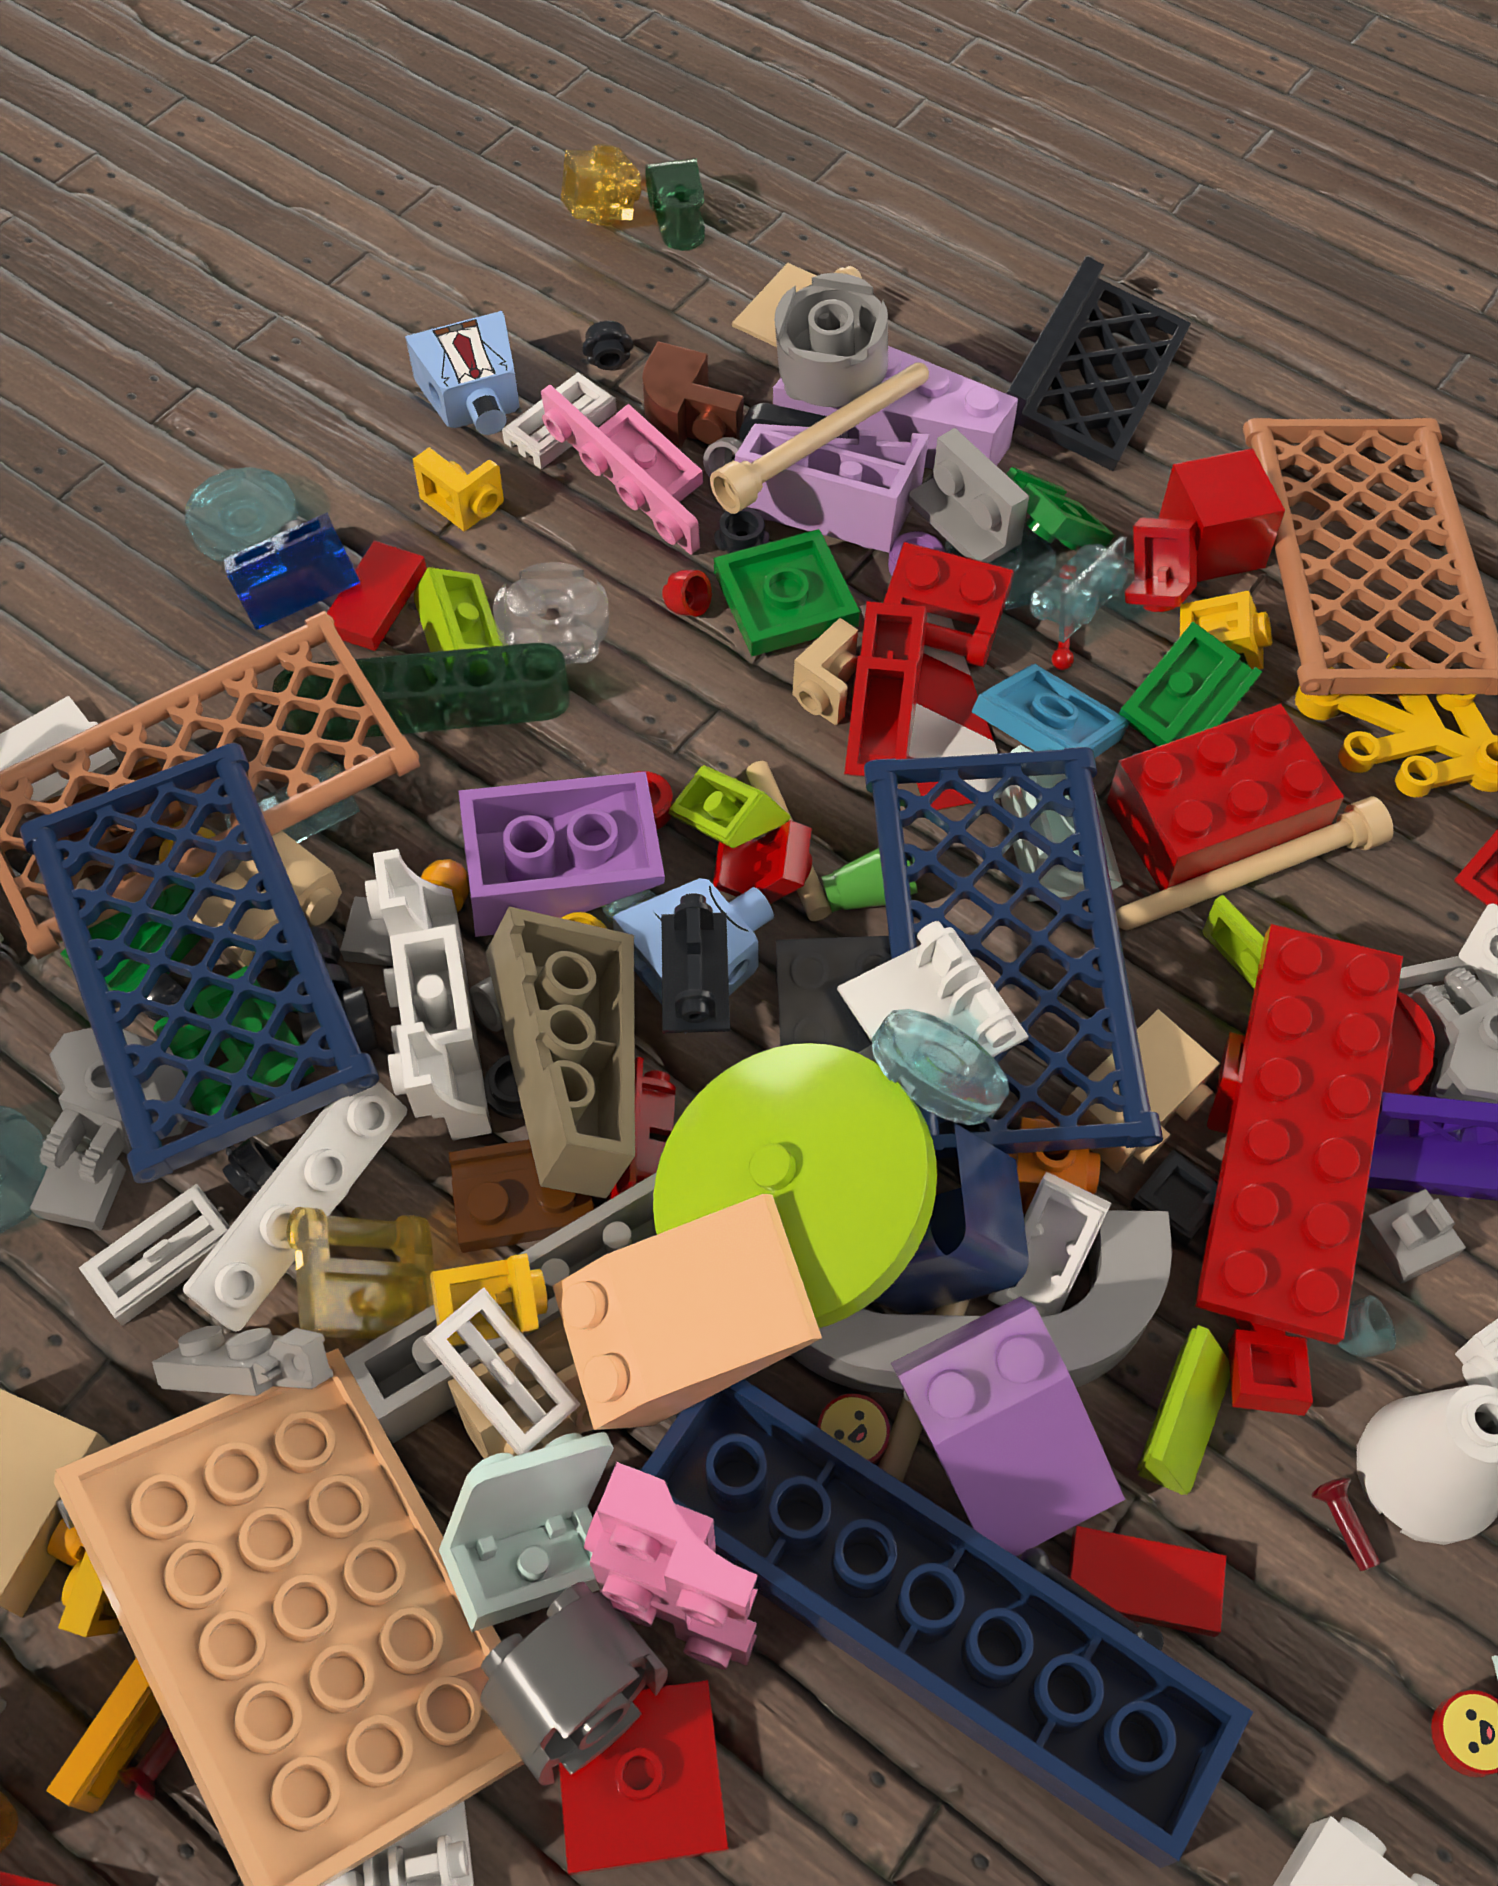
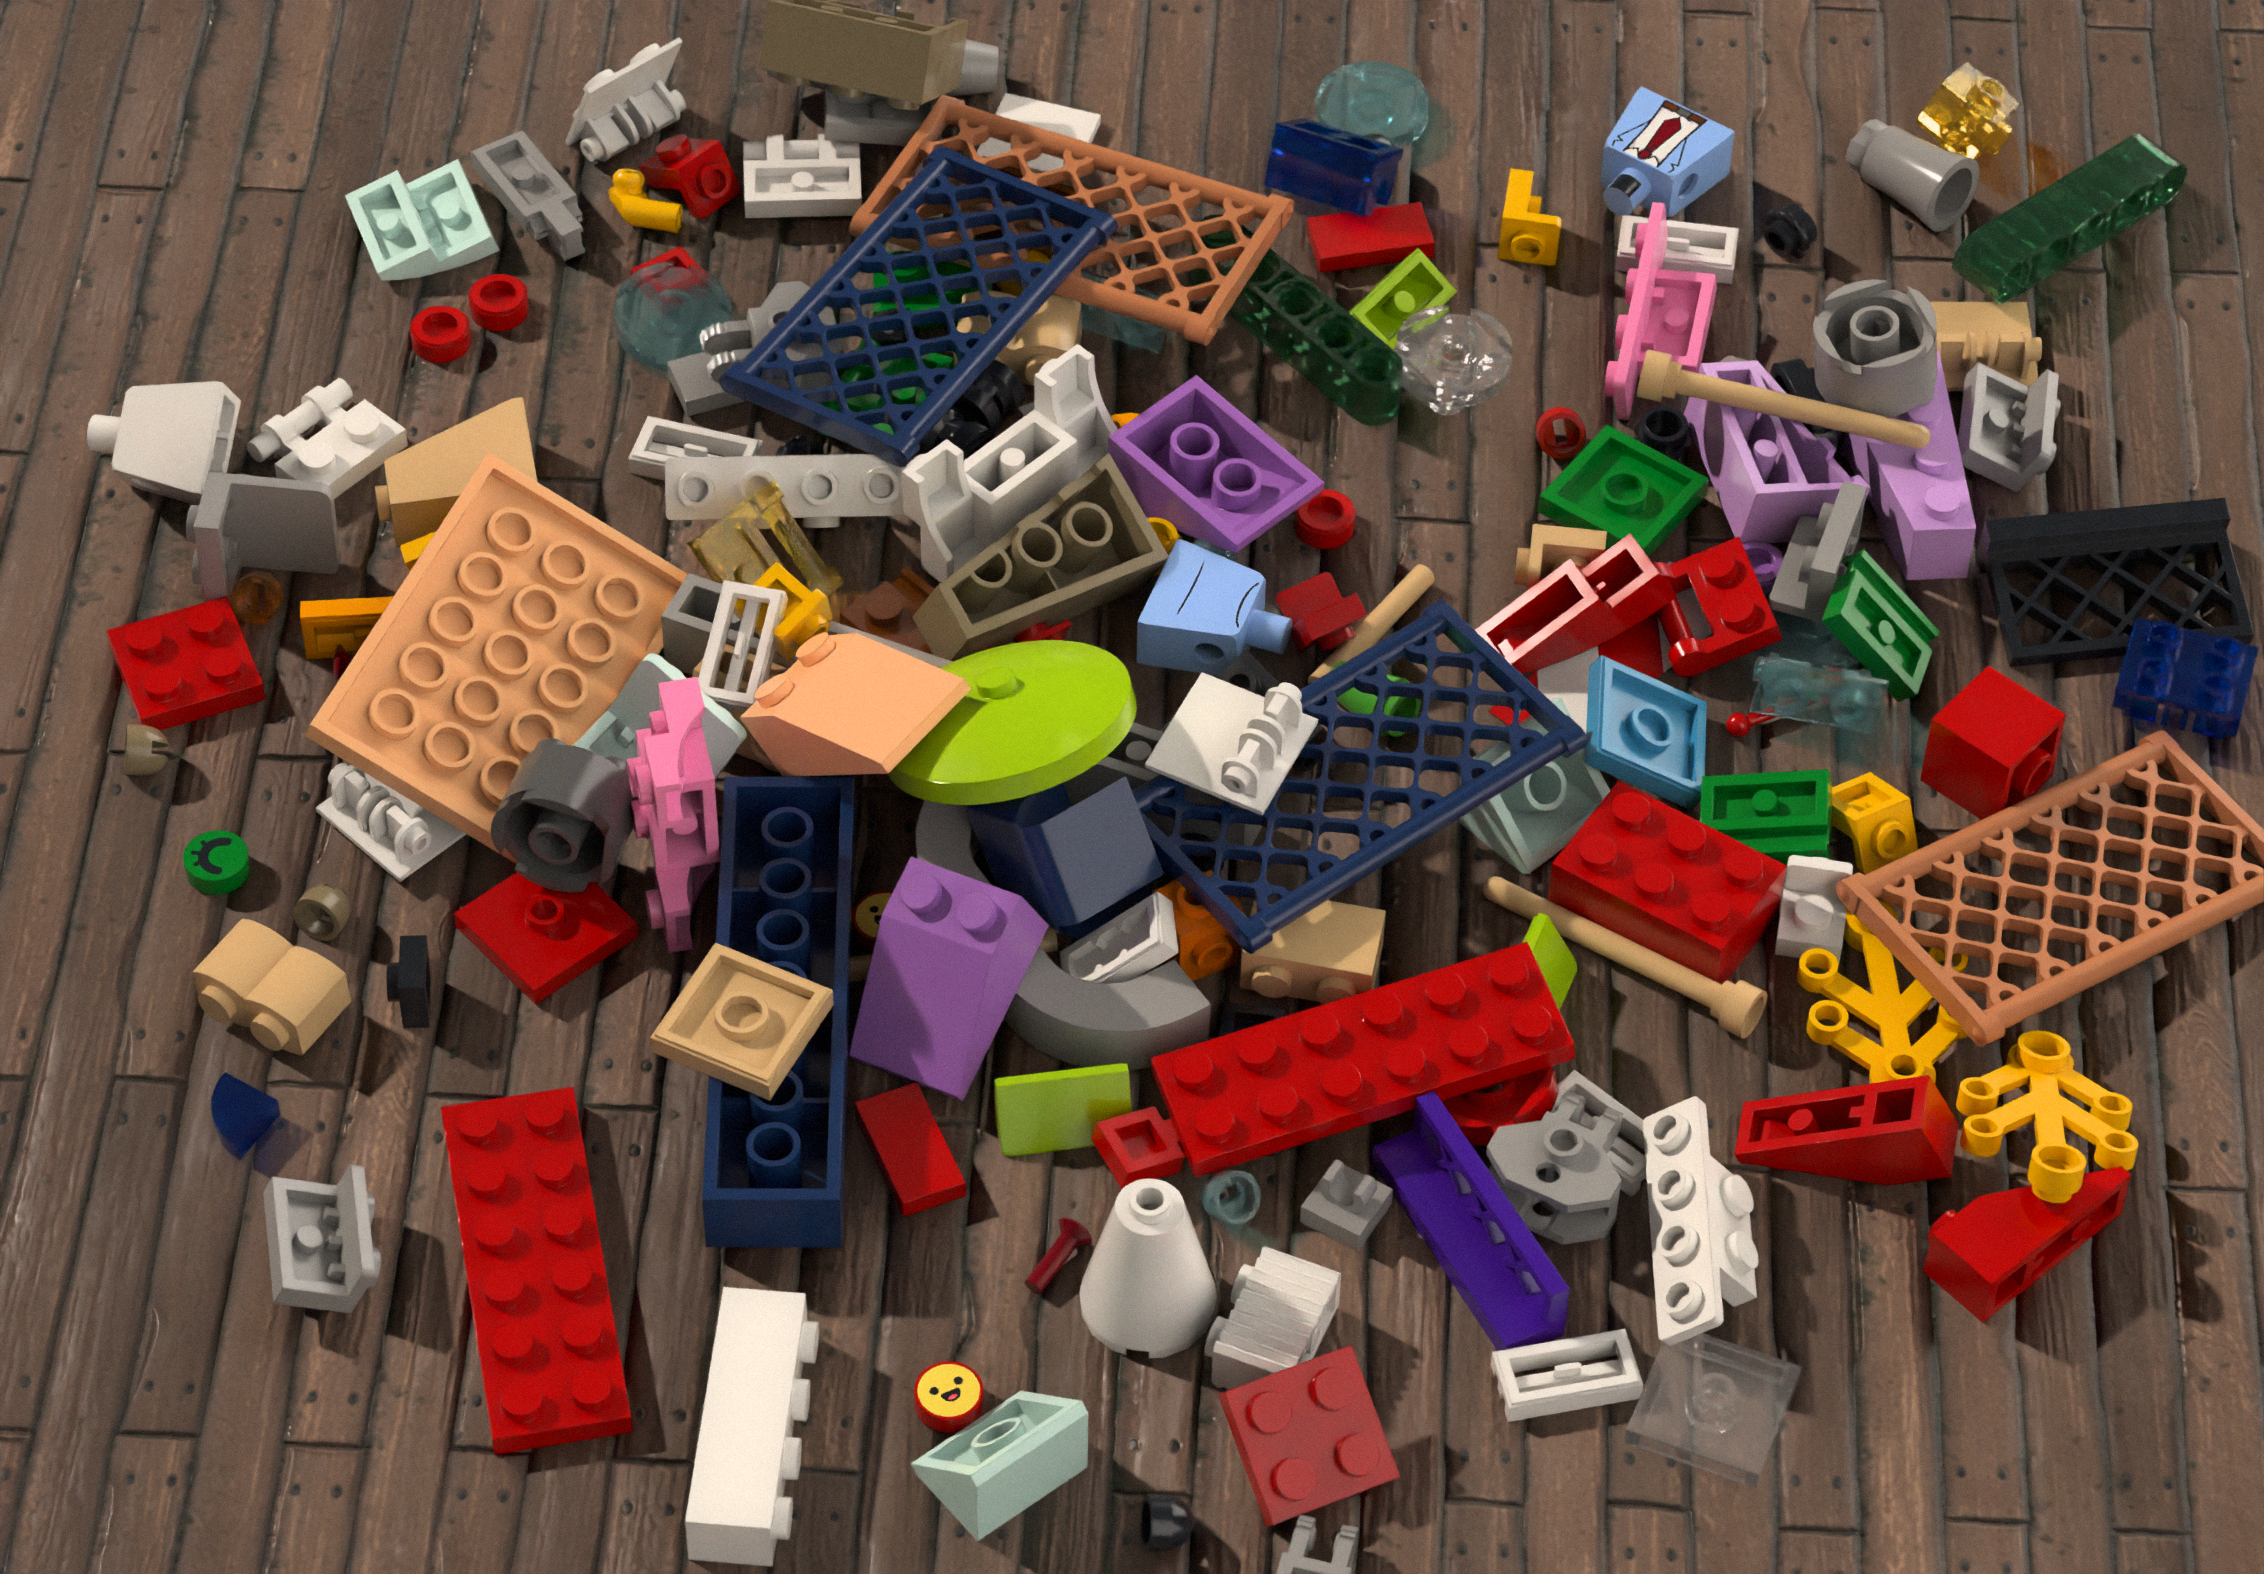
camera: 55 degrees right, 10 degrees down
(243, 1361) = (646, 525): light grey hinge -> none
(619, 246) = (1914, 172): none -> light grey plant
(676, 199) = (2017, 174): clear green piece -> none
(682, 402) = (1771, 308): copper brick -> none
(694, 968) = (1167, 604): black hinge -> none
(726, 808) = (1351, 562): lime slope -> none
(741, 195) = (2069, 218): none -> clear green beam
(921, 325) = (2008, 425): none -> light grey bracket
(944, 1065) = (1166, 743): clear light blue tile -> none
(973, 1671) = (742, 1021): none -> tan tile
(1039, 1560) = (860, 1155): black hinge -> none
(1163, 563) = (1898, 737): red bracket -> none
(1216, 377) = (2185, 673): none -> clear blue hinge
(1313, 722) = (1810, 907): none -> white bracket

